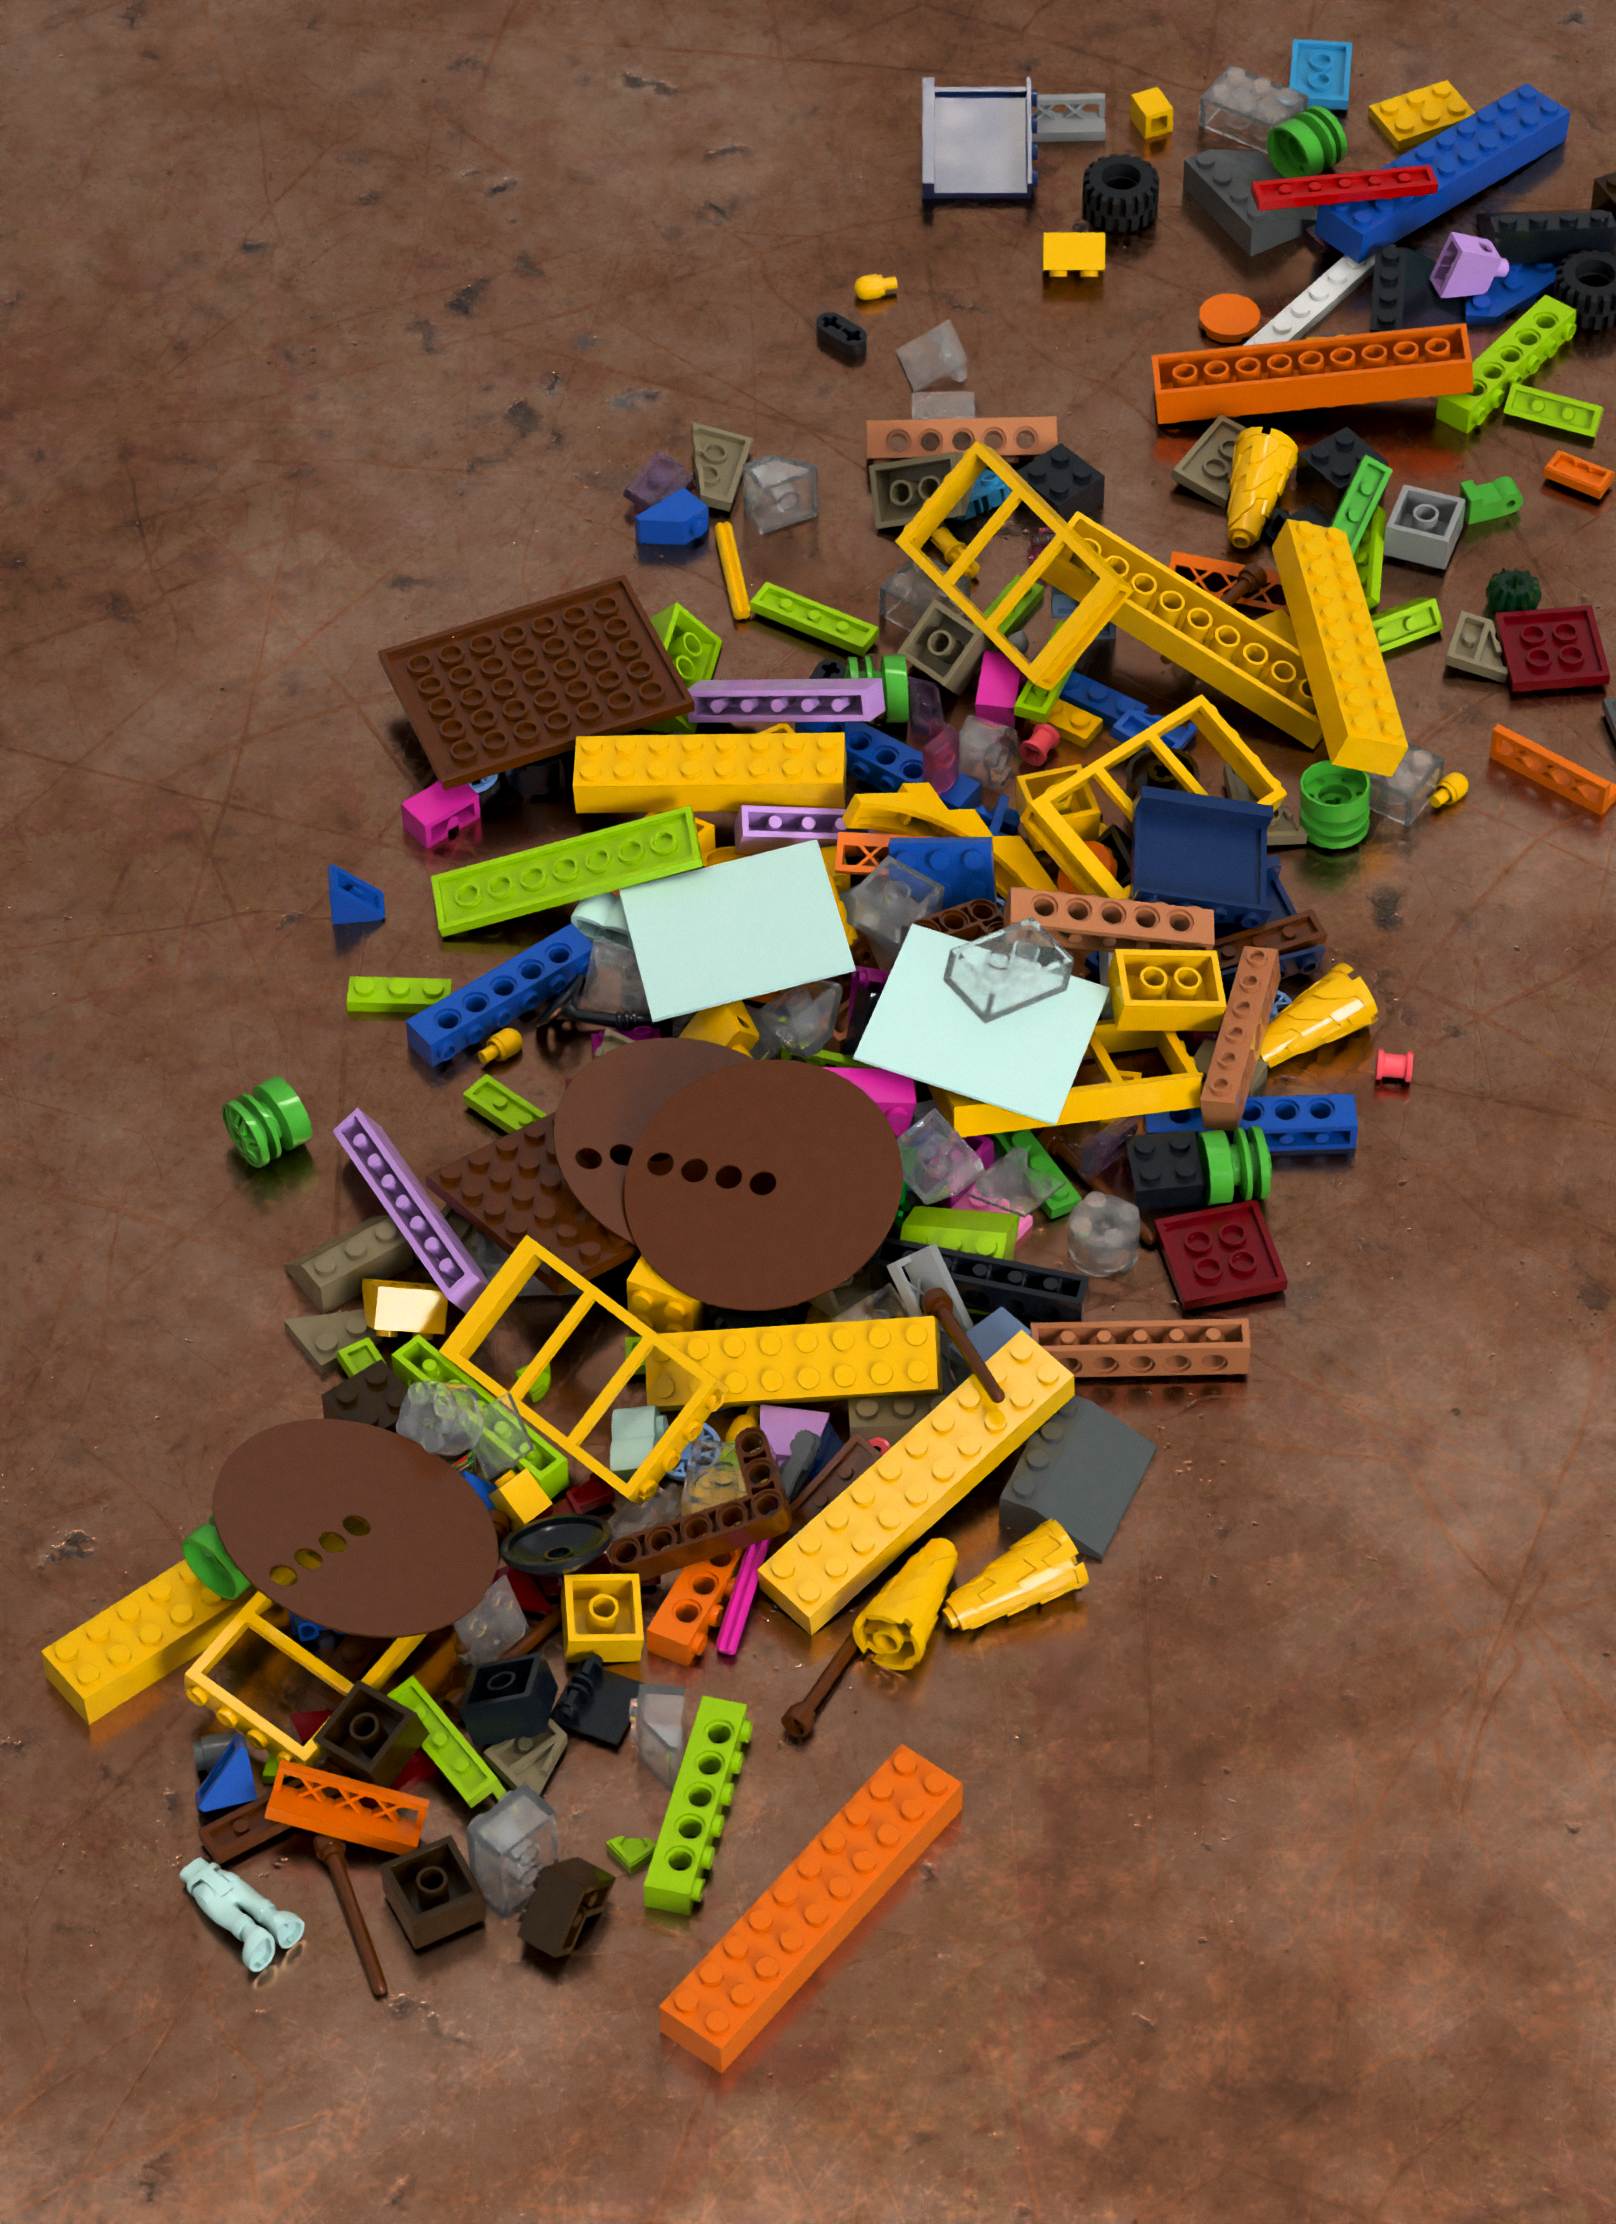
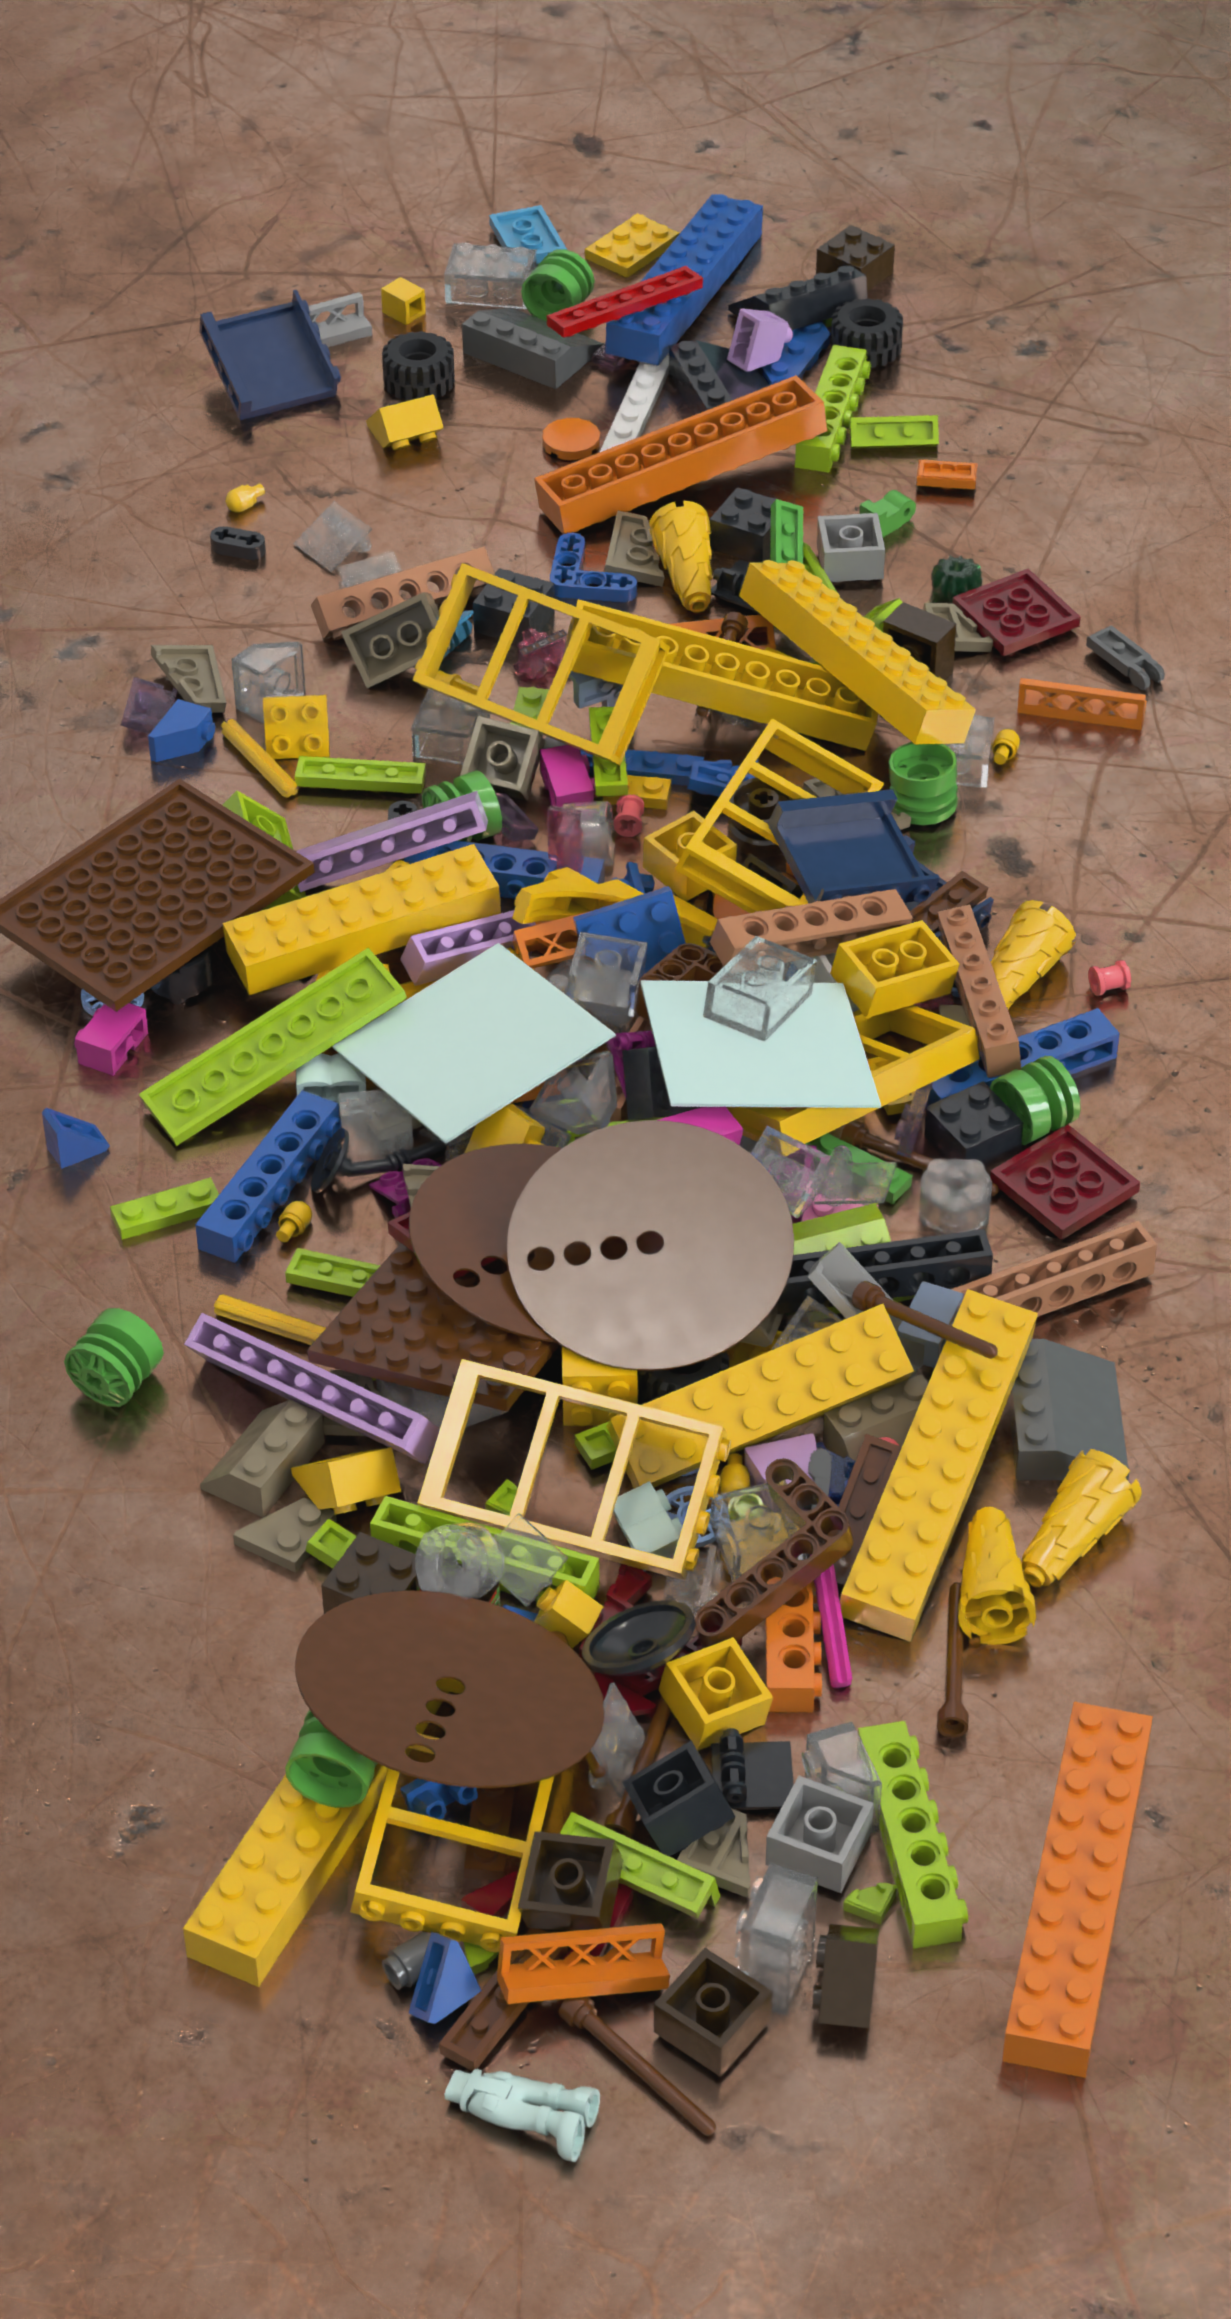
camera: 25 degrees left, 5 degrees down
(423, 1129) = (267, 1319): none -> yellow axle
(615, 1775) = (820, 1832): none -> light grey brick
(776, 551) = (296, 726): none -> yellow hinge
(1175, 494) = (612, 588): none -> blue beam
(1421, 657) = (925, 636): none -> dark brown brick

